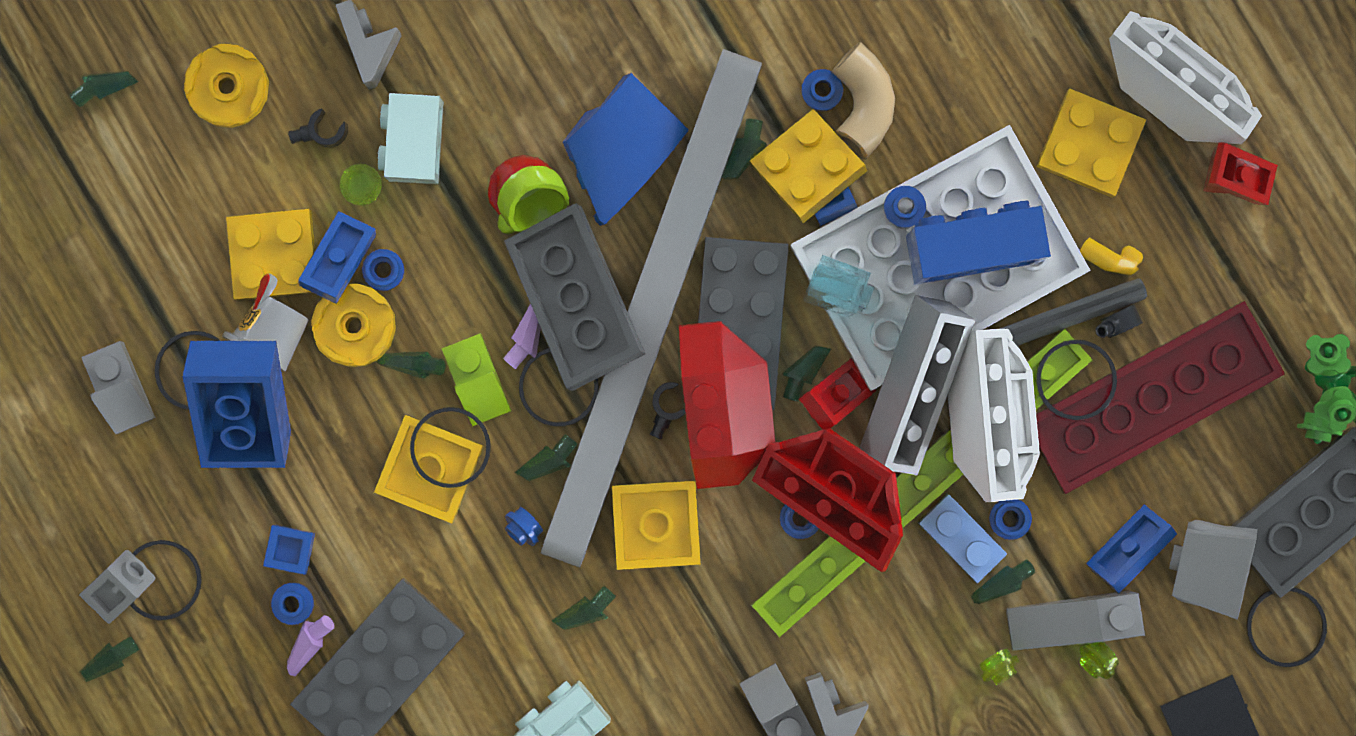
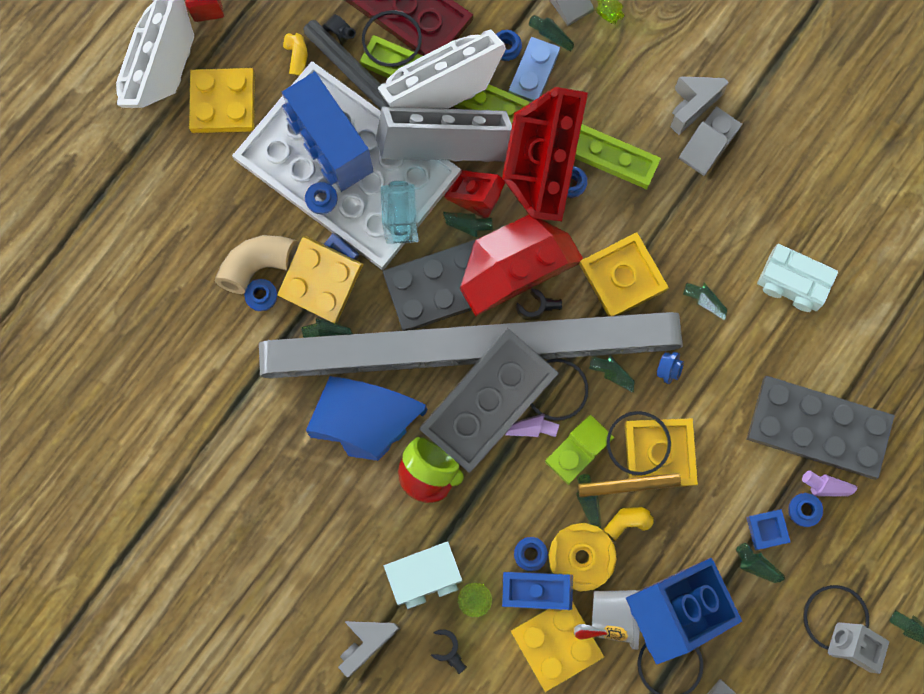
camera: 110 degrees left, 10 degrees down
(256, 520) = (758, 564): none -> clear green bar
(373, 398) = (629, 517): none -> yellow arm
(406, 413) = (629, 485): none -> pearl gold bar

